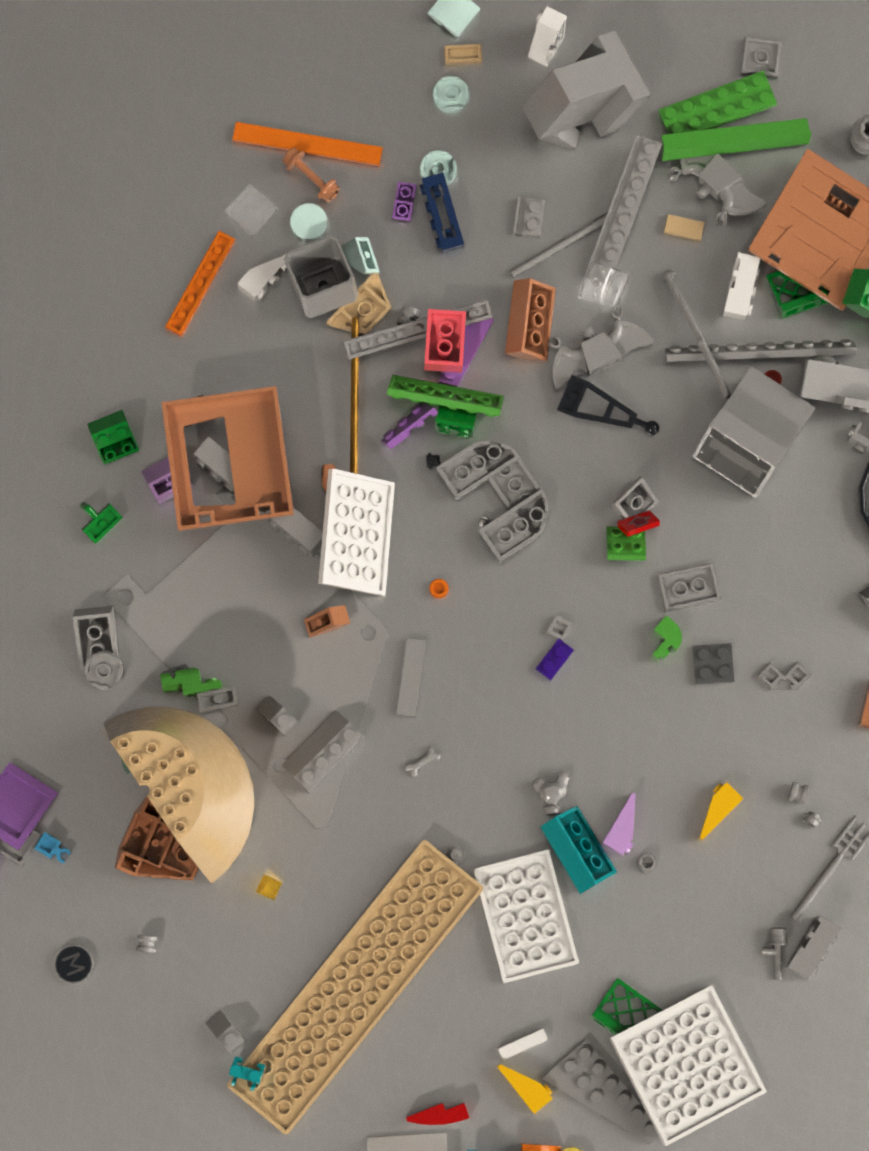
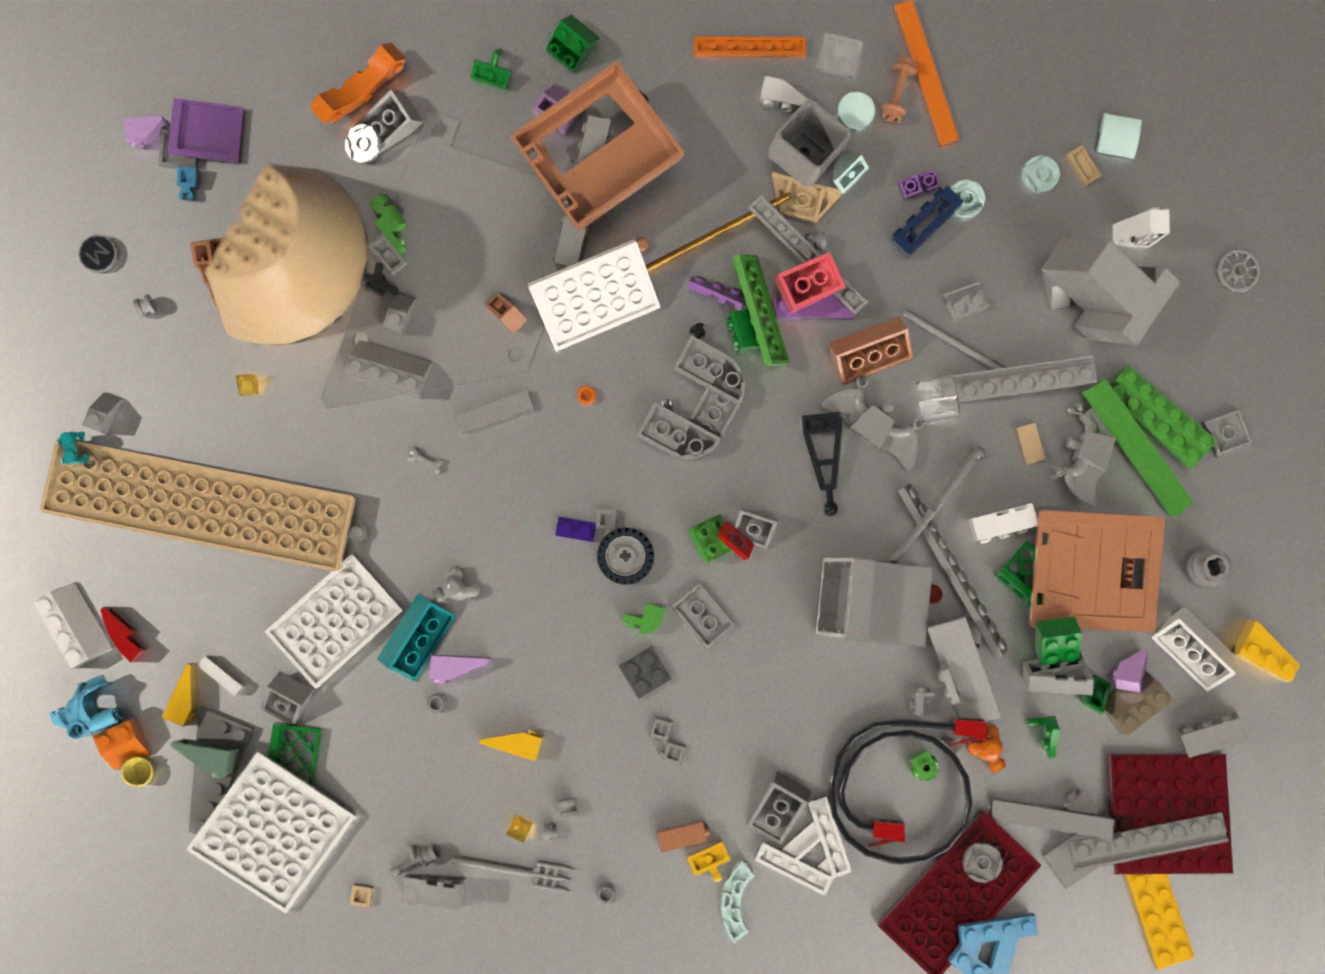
camera: 60 degrees right, 5 degrees up
(49, 644) = (360, 87): none -> orange brick
(237, 722) = (378, 282): none -> pearl dark grey piece
(574, 994) = (286, 698): none -> light grey slope
(594, 614) = (615, 567): none -> wheel
(597, 1079) = (210, 757): none -> sand green slope
(784, 1017) = (361, 895): none -> tan tile
(795, 845) = (519, 828): none -> clear yellow slope

